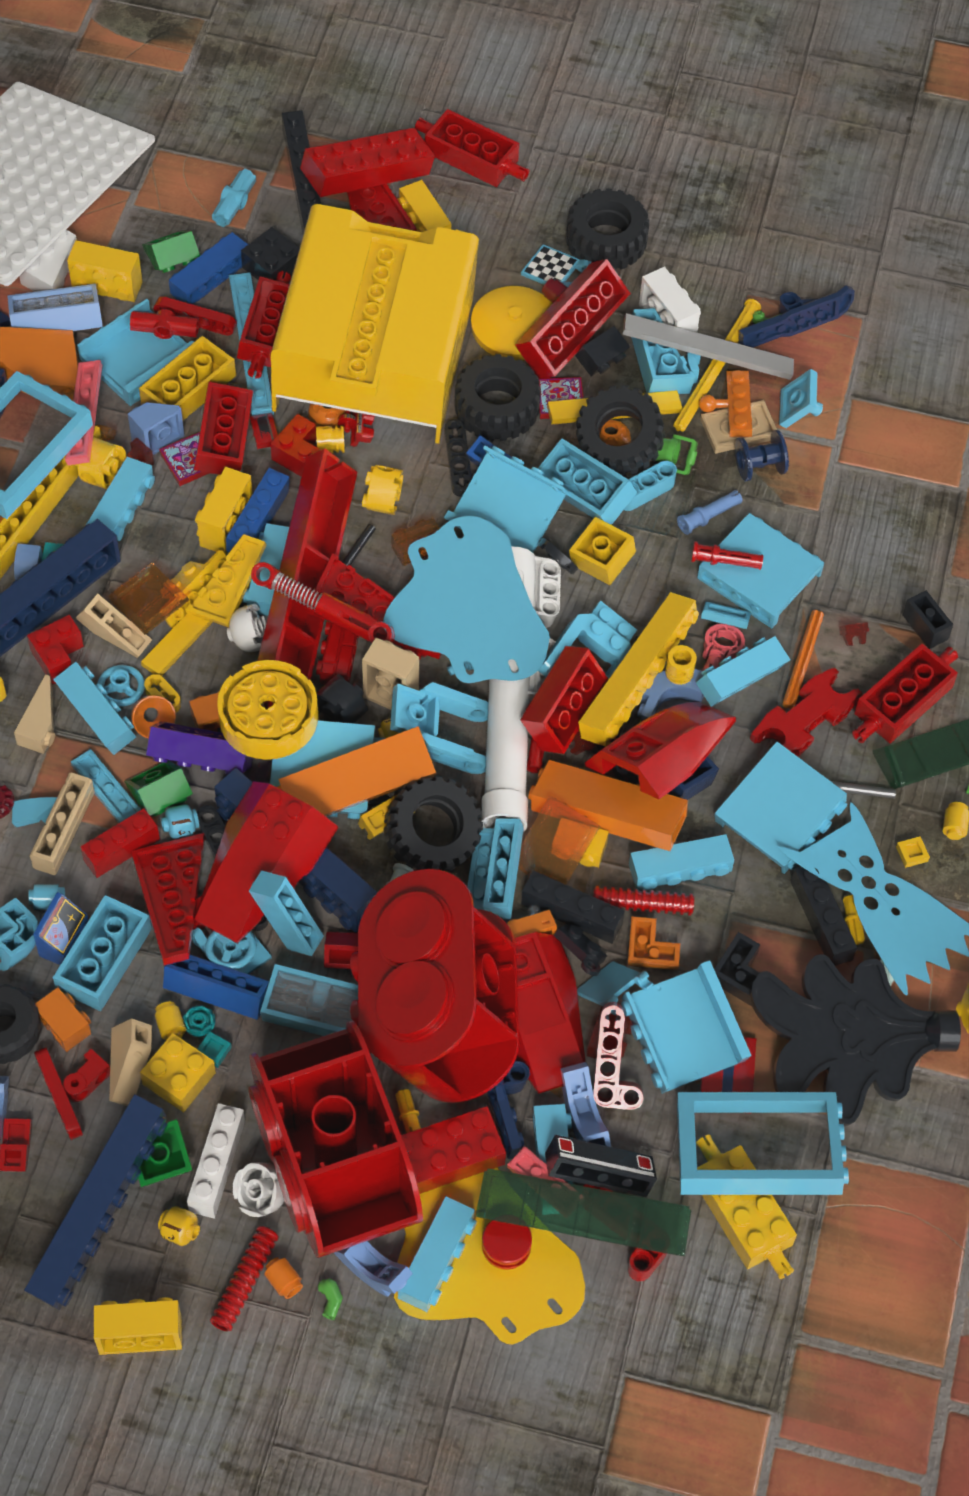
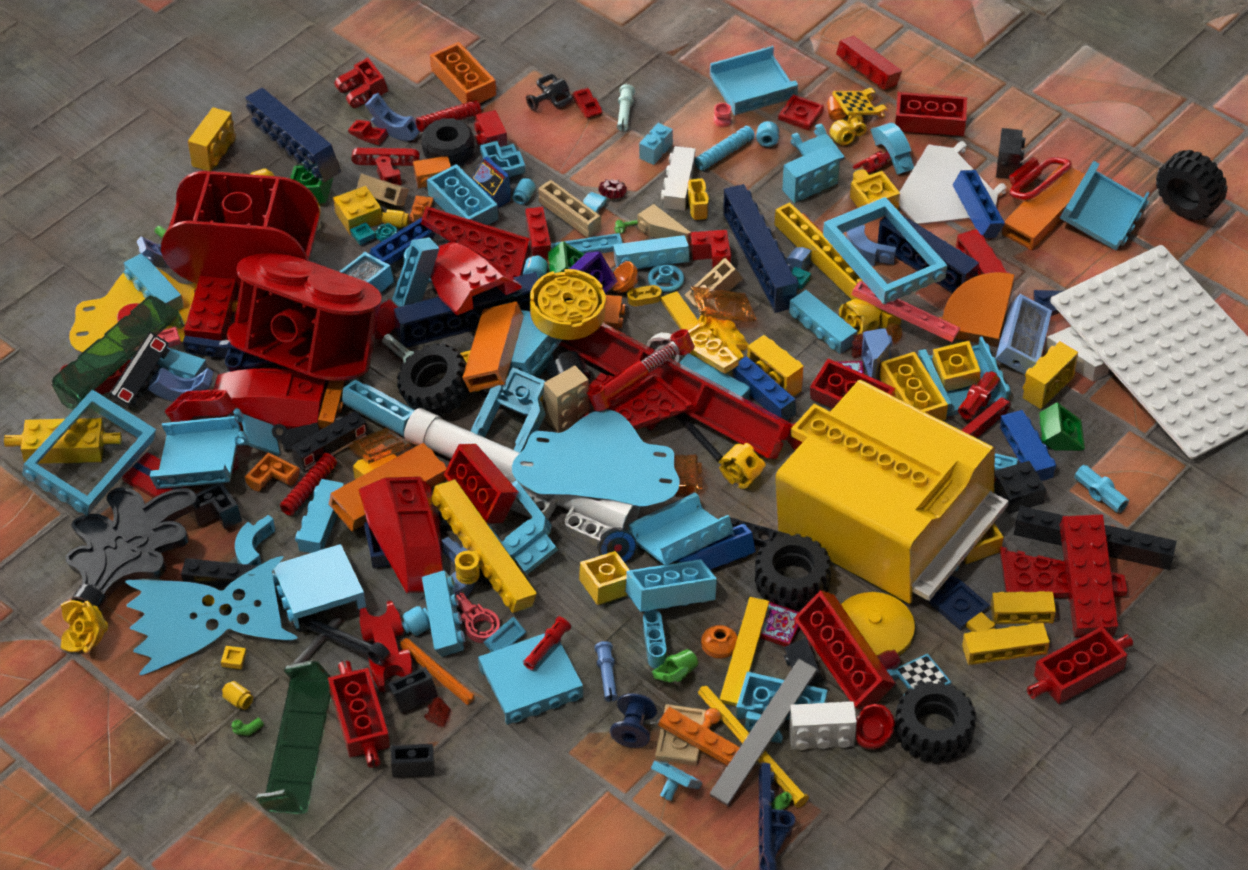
camera: 120 degrees right, 10 degrees down
(57, 767) = (620, 226): none -> bright green hand
(134, 1005) = (419, 207): none -> orange plate
(135, 349) = (956, 366): none -> yellow brick
(476, 213) = (1005, 643): none -> yellow brick
(621, 403) = (703, 621): black tyre -> none
(635, 267) = (874, 726): none -> red piece
(758, 700) = (416, 621): none -> medium azure head
(763, 918) = (250, 537): none -> medium azure arch
(835, 705) = (377, 652): none -> black piece
(848, 658) = (413, 690): none -> black brick

